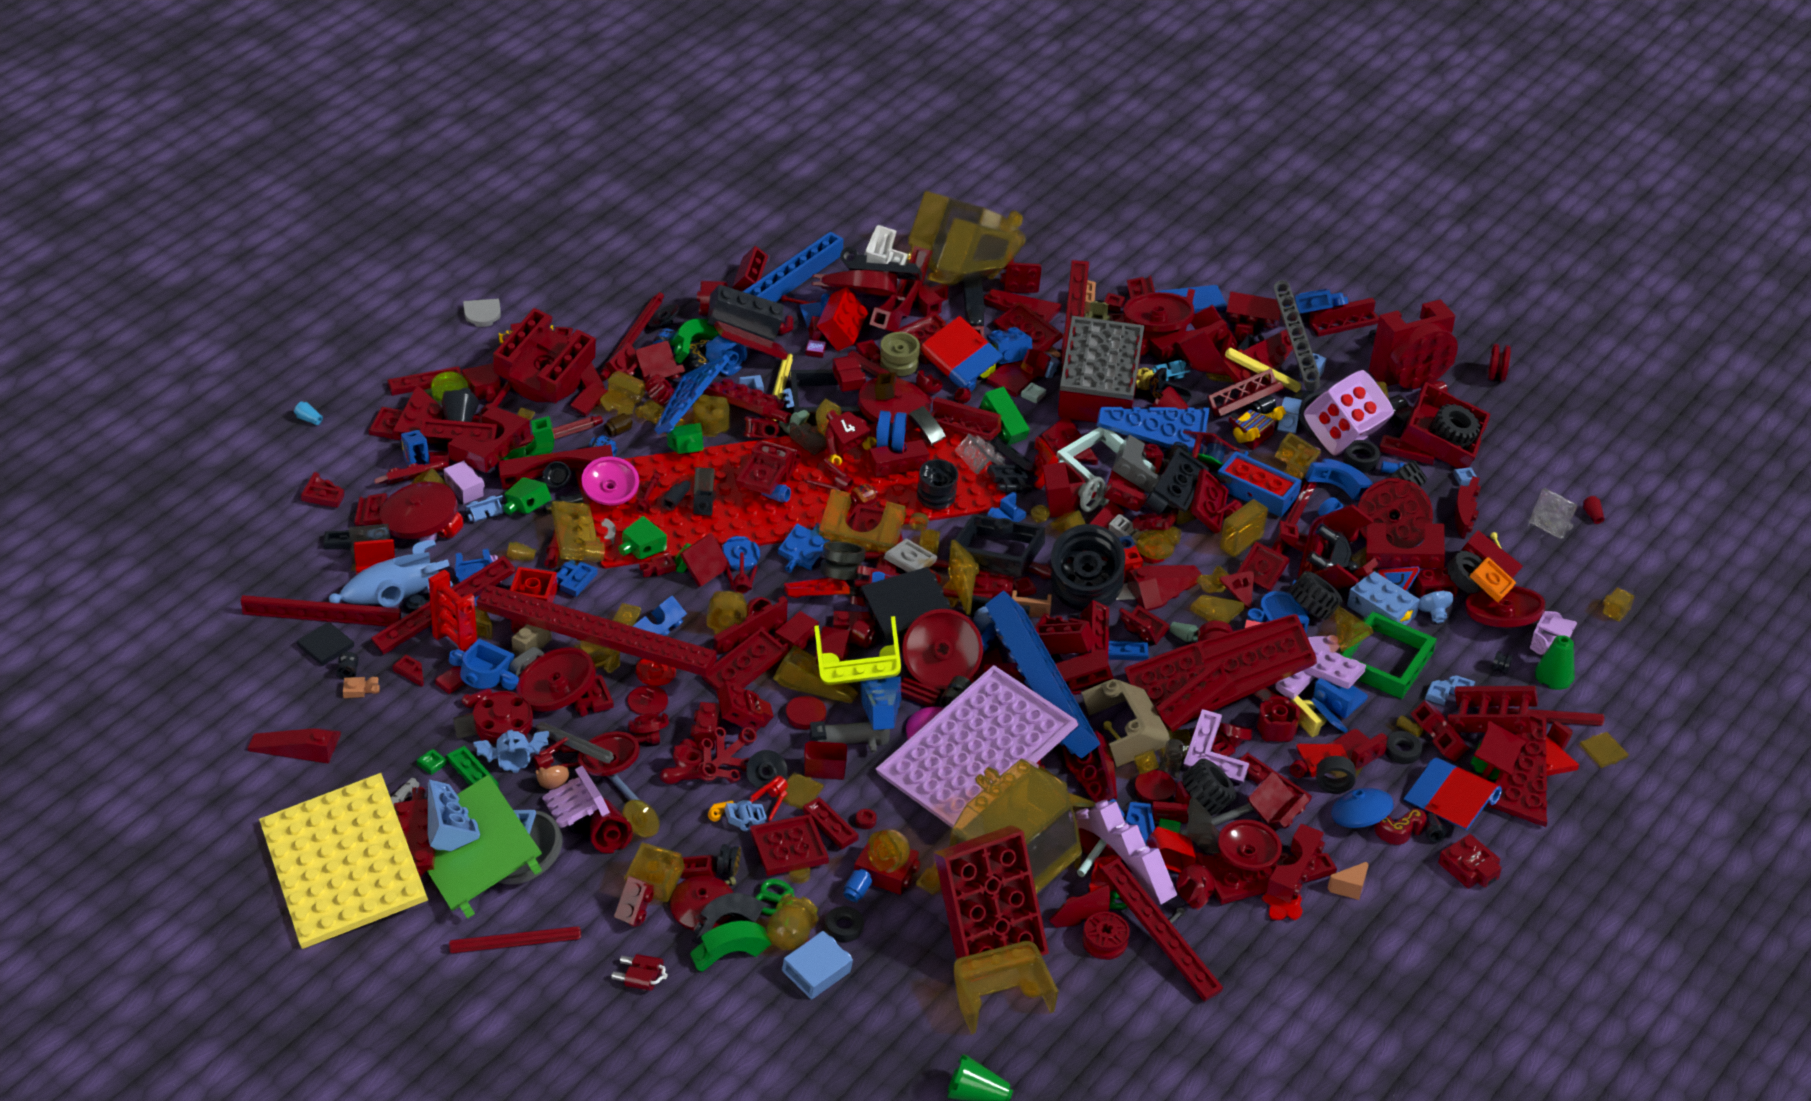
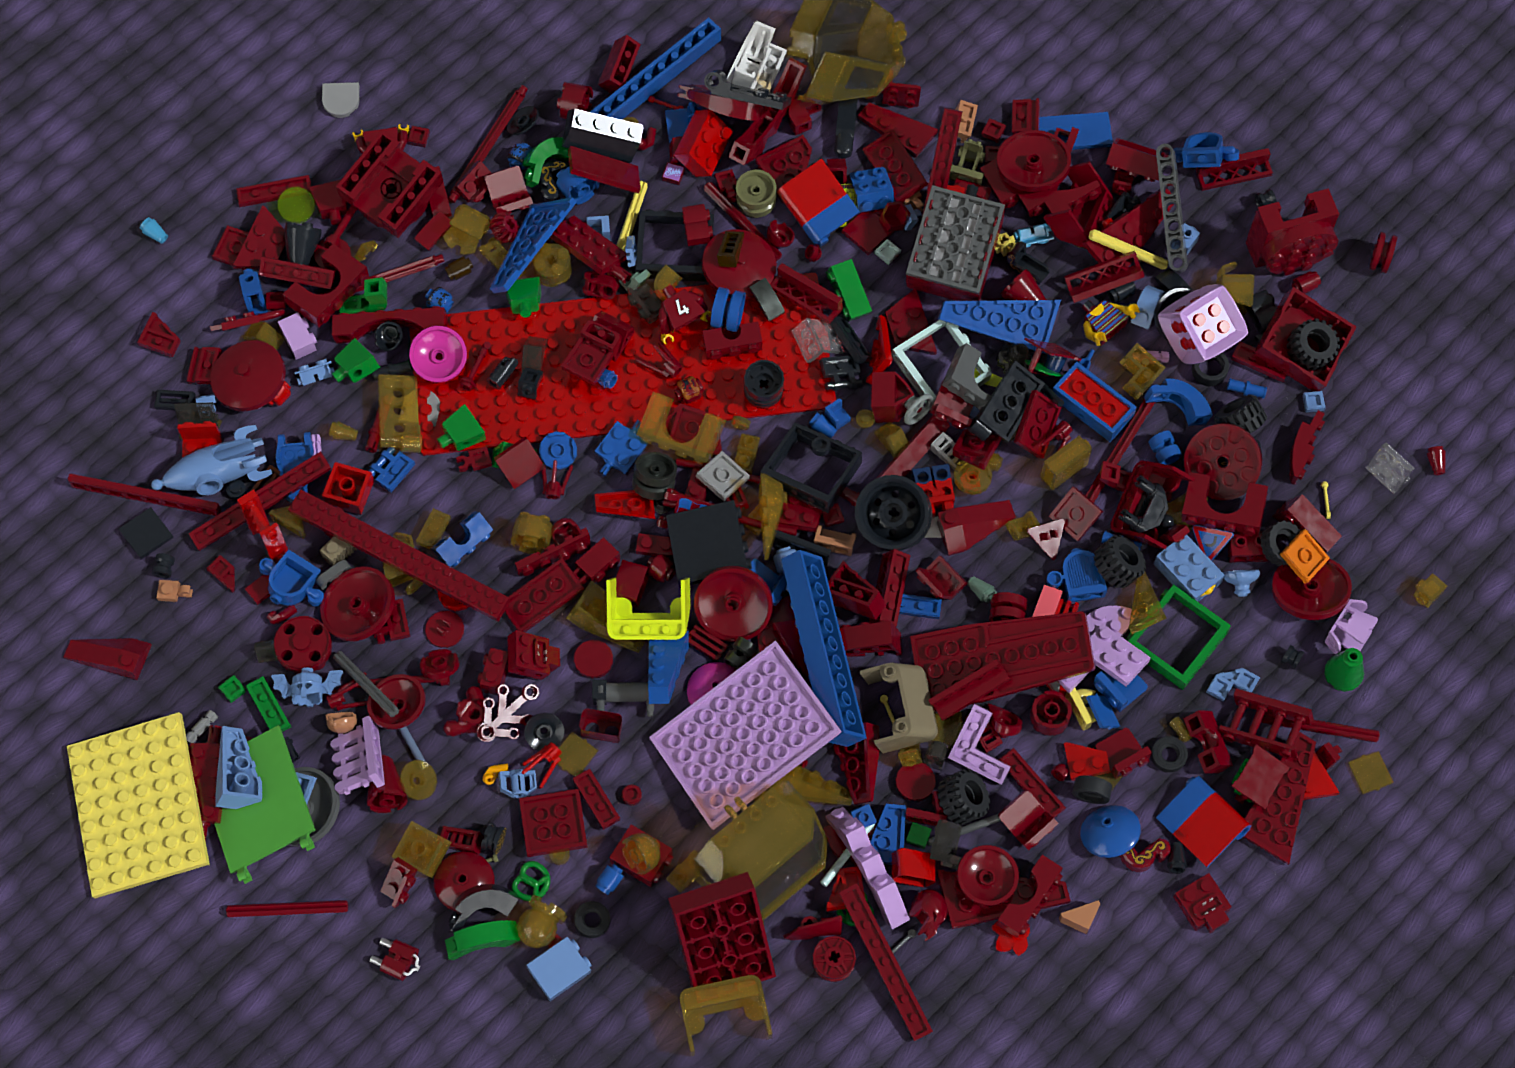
camera: 10 degrees right, 25 degrees up
(1153, 455) = (991, 355): dark red bracket -> none
(1216, 608) = (1020, 560): clear yellow wing -> none

